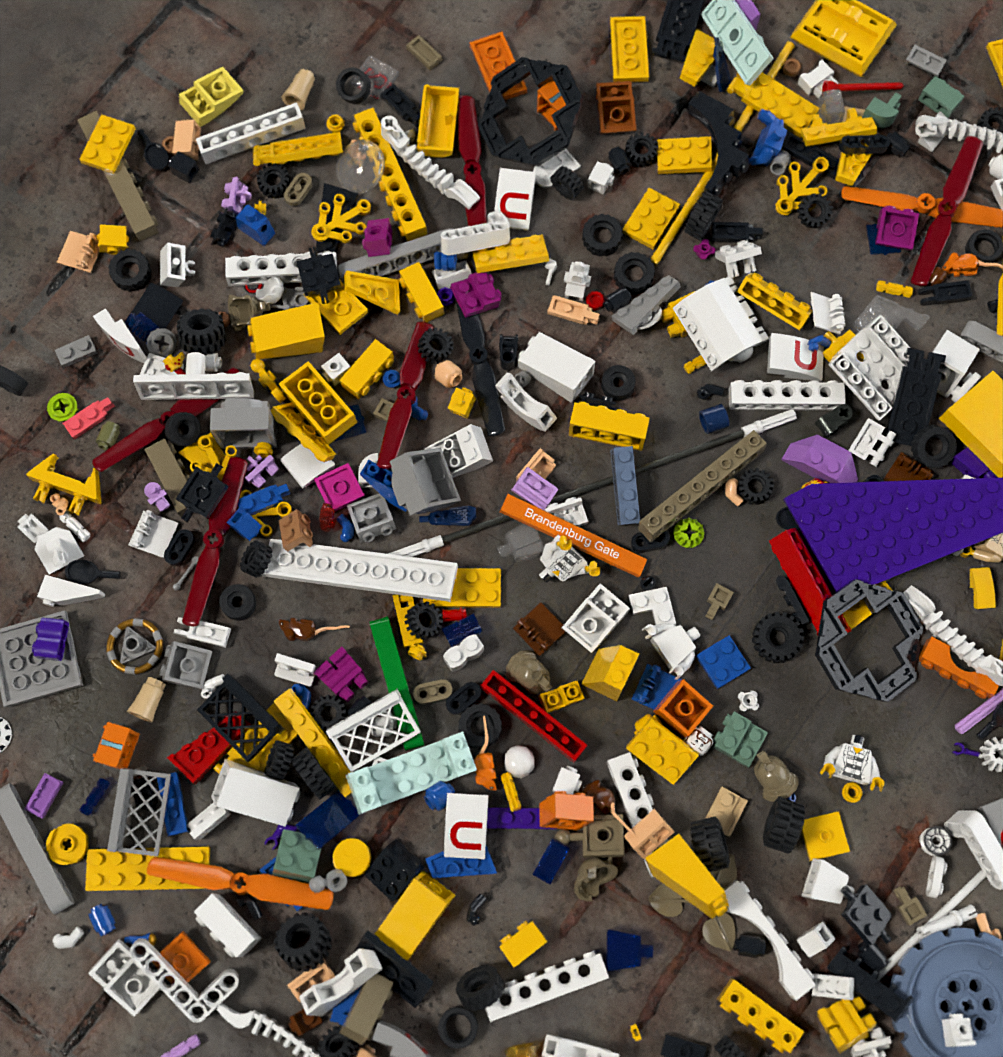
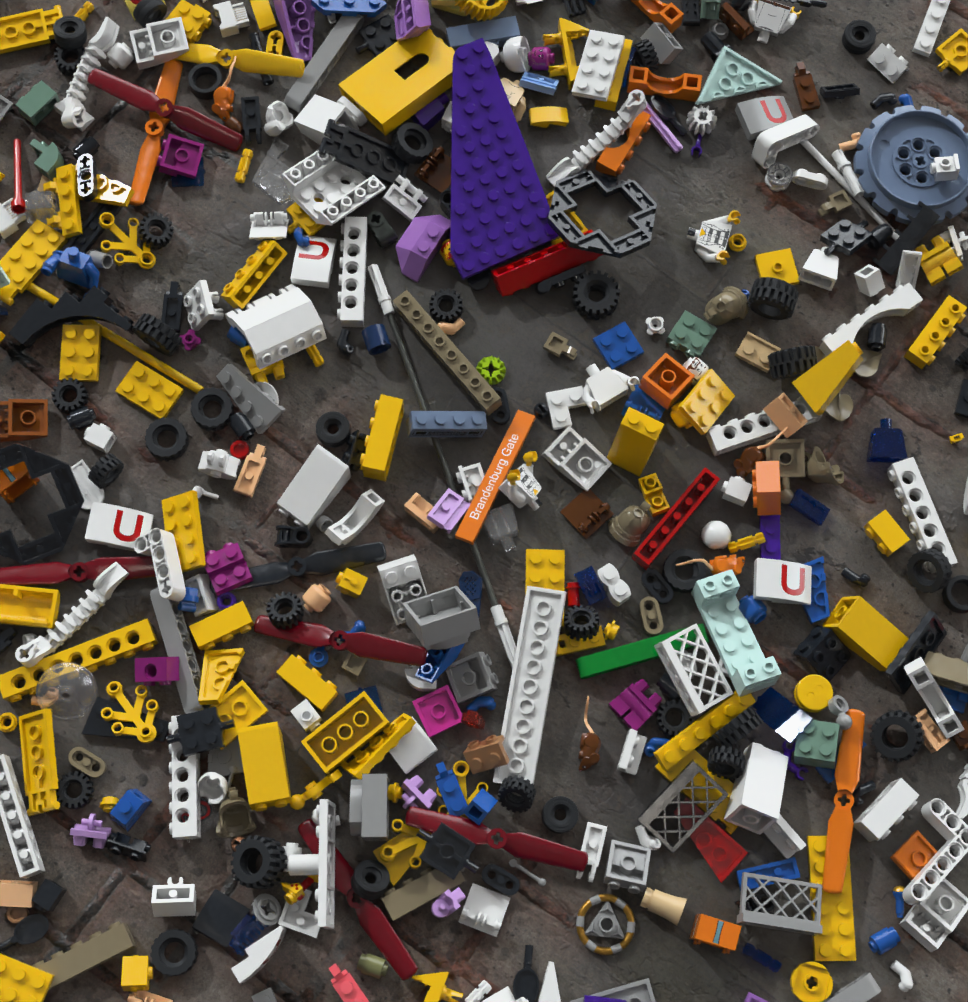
camera: 95 degrees left, 0 degrees up
(949, 316) = (277, 118): none -> white hair

